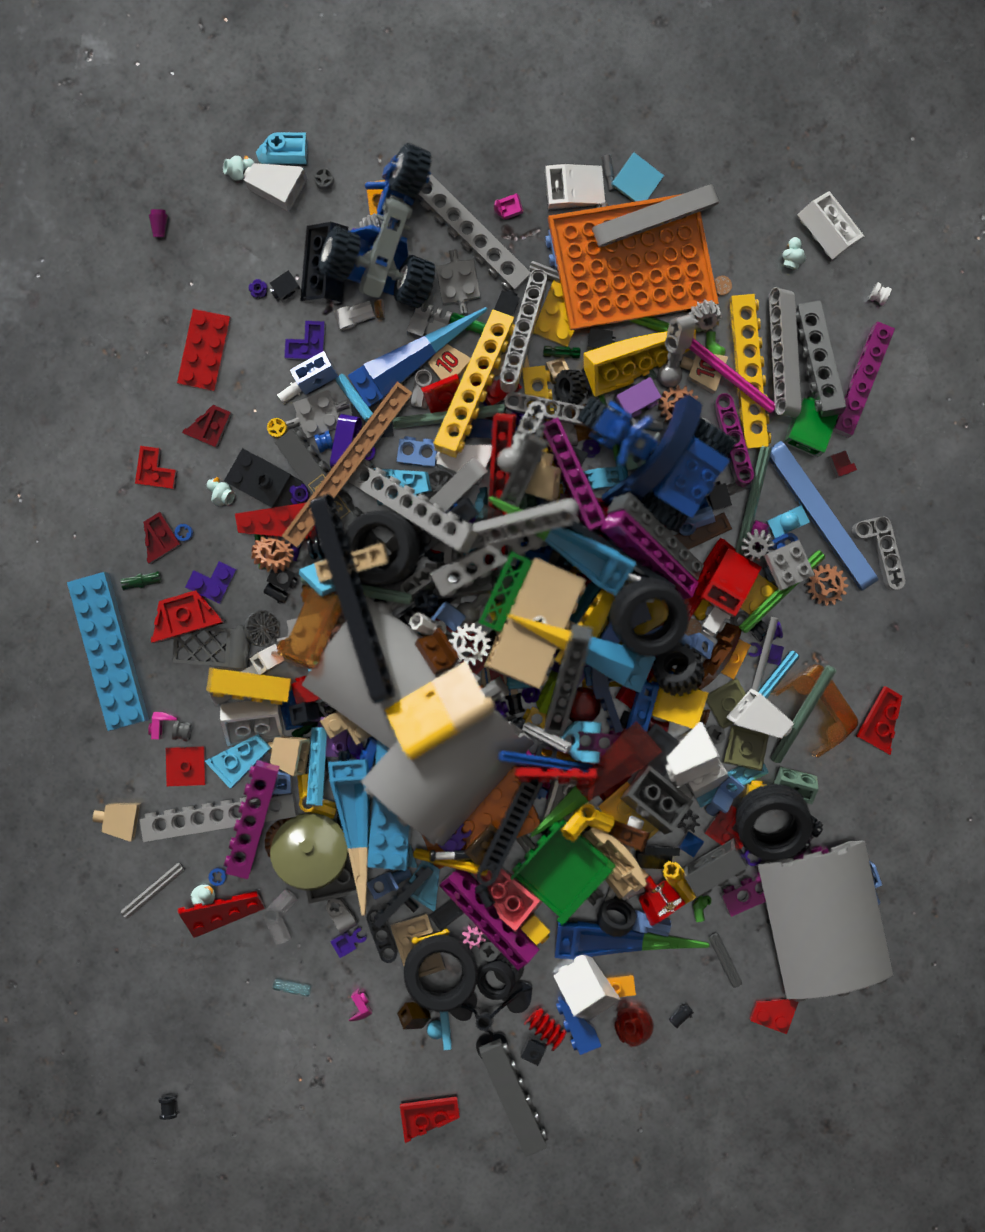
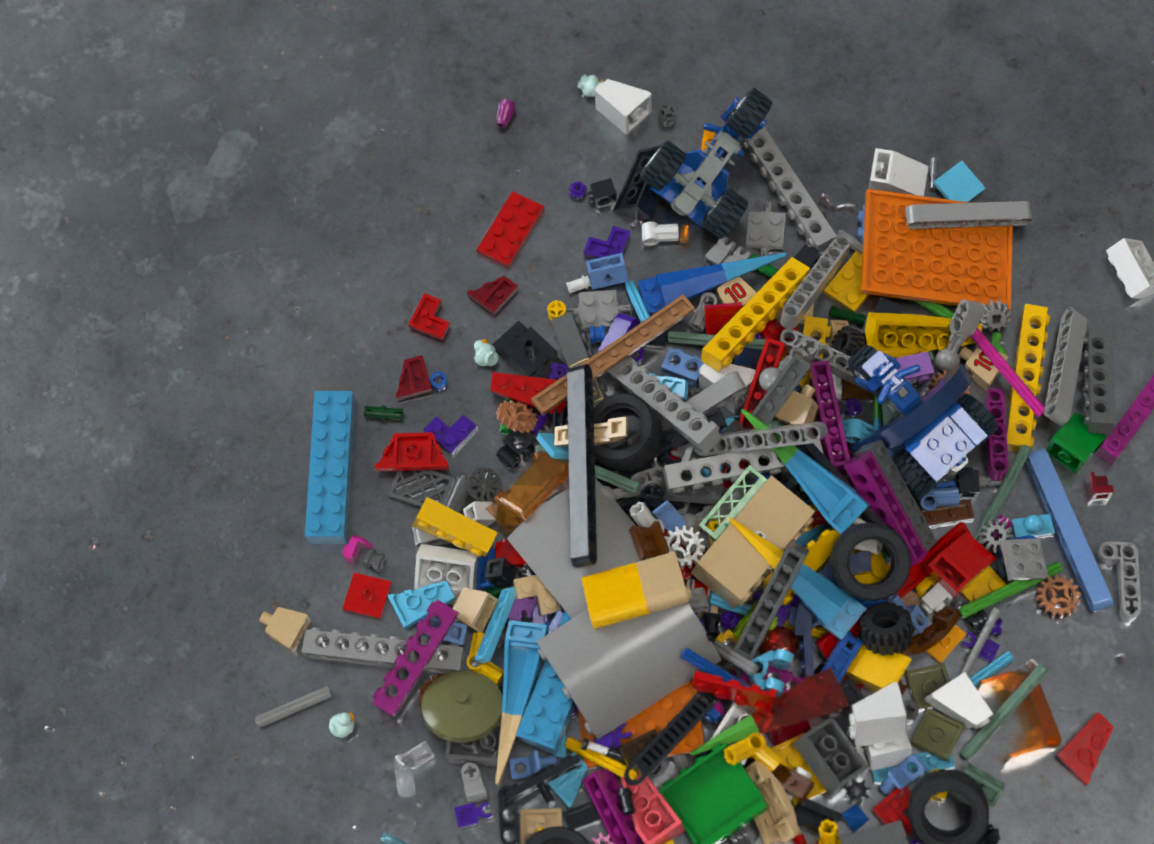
camera: 20 degrees right, 20 degrees down
(220, 913) = (340, 746): red wing -> none
(223, 877) = (356, 711): blue bush -> none
(290, 149) = (640, 77): medium azure piece -> none
(508, 206) = (830, 178): dark pink plate -> none
(723, 285) = (1018, 296): medium nougat tile -> none
(794, 256) = (1094, 285): light aqua animal -> none

